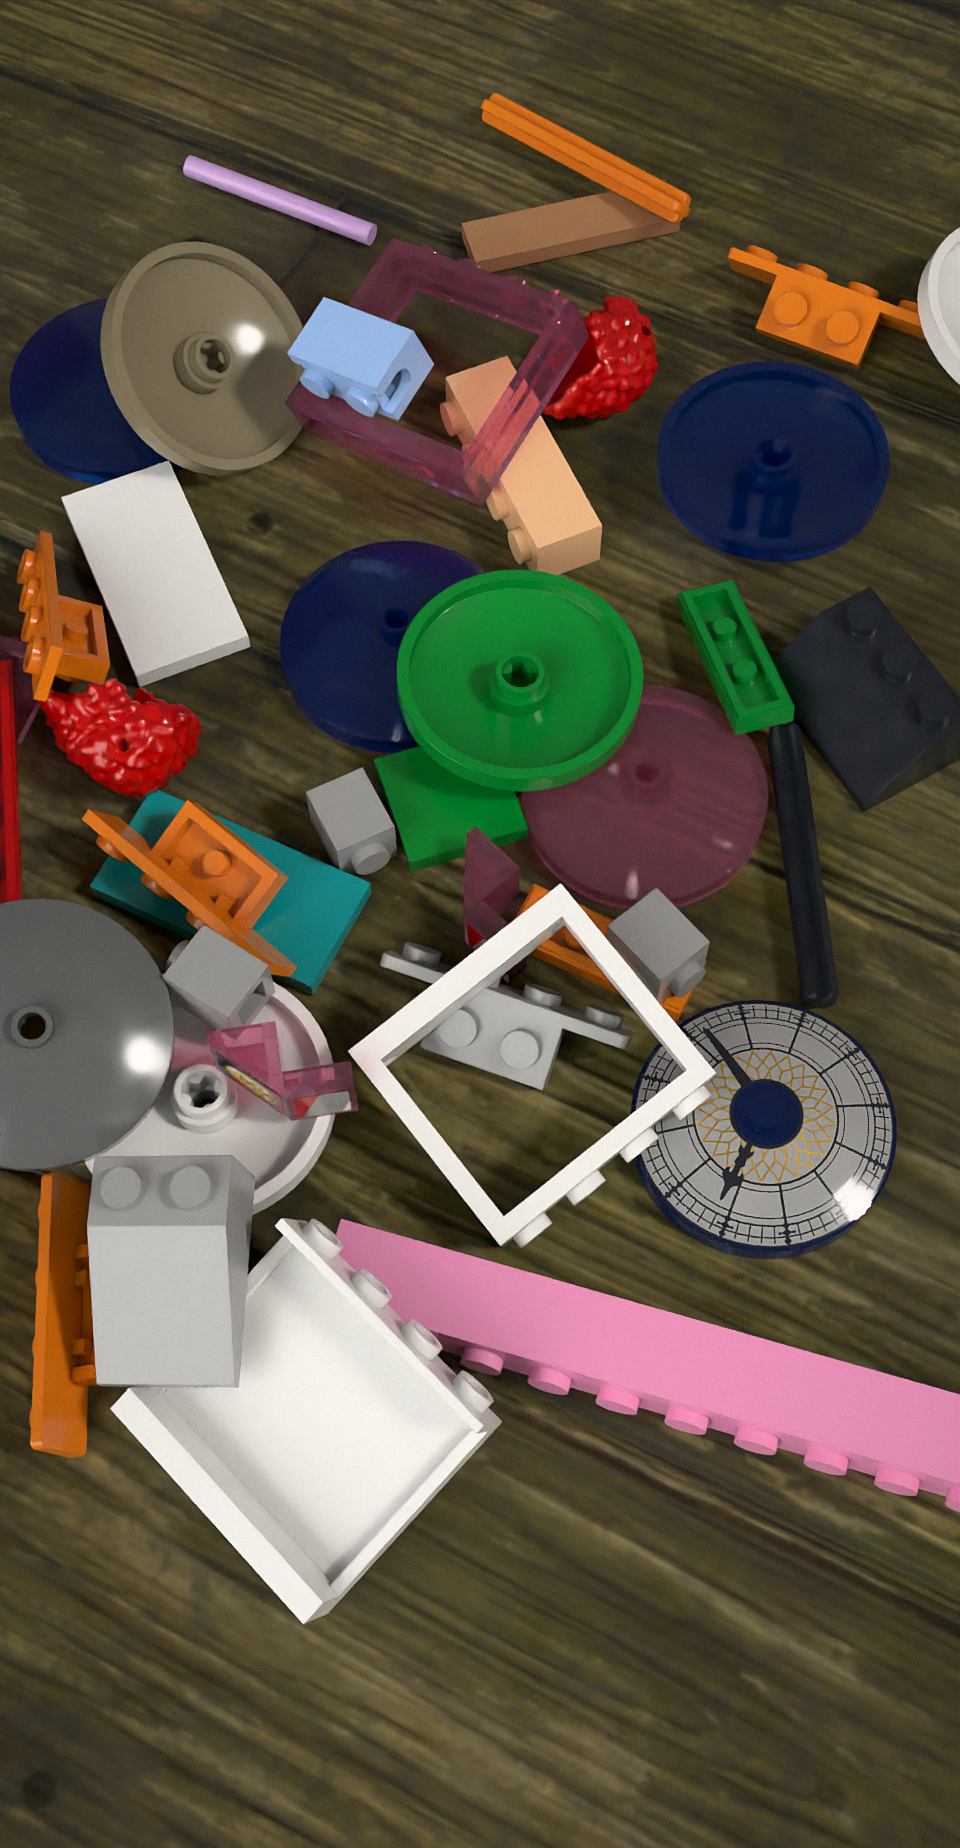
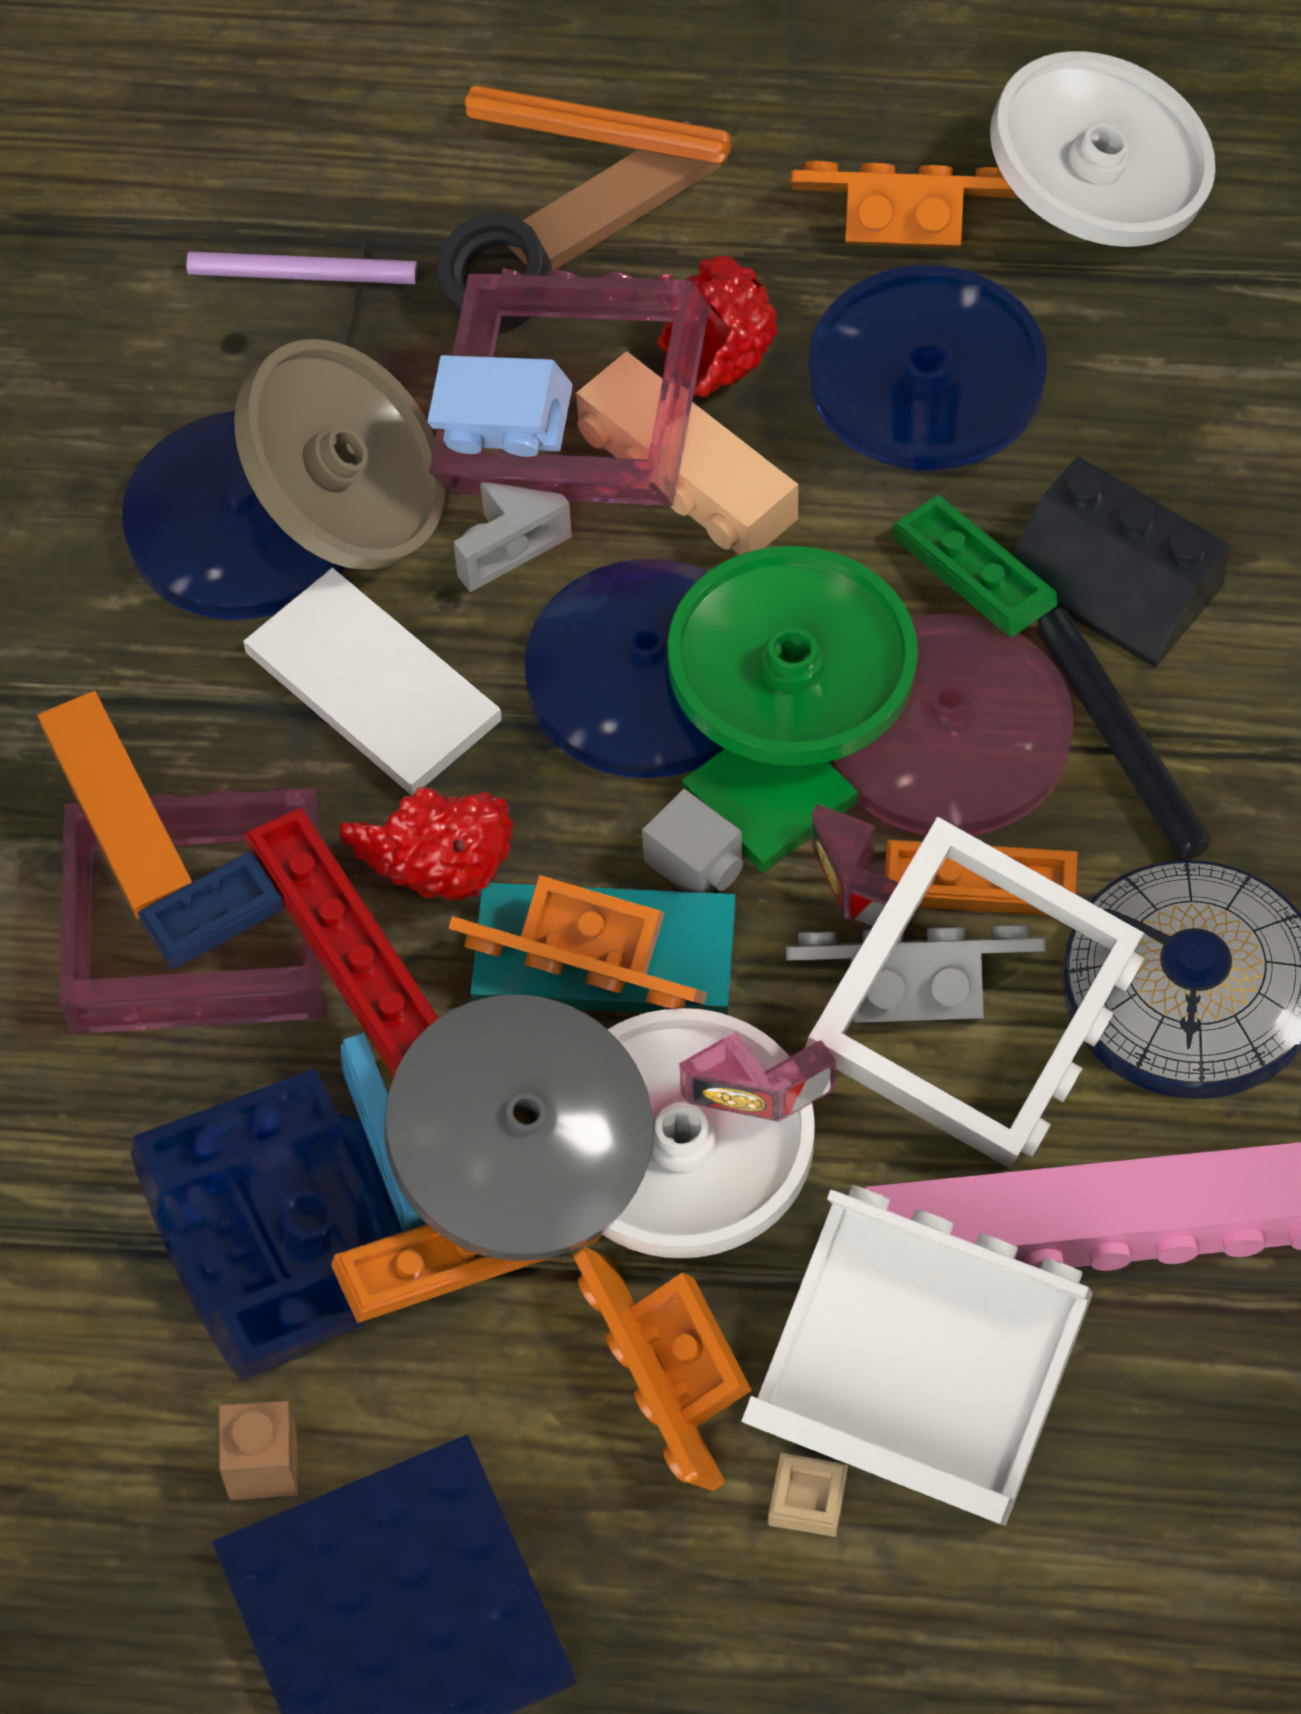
camera: 20 degrees left, 5 degrees down
(61, 632) = (318, 760): orange bracket -> none
(150, 1503) = (808, 1495): none -> tan tile
(169, 1269) = (743, 1279): slope -> none
(217, 980) = (658, 1020): light grey brick -> none
(345, 484) = (519, 529): none -> light grey slope
(430, 218) = (478, 236): none -> black tyre
(660, 946) = (1040, 841): light grey brick -> none

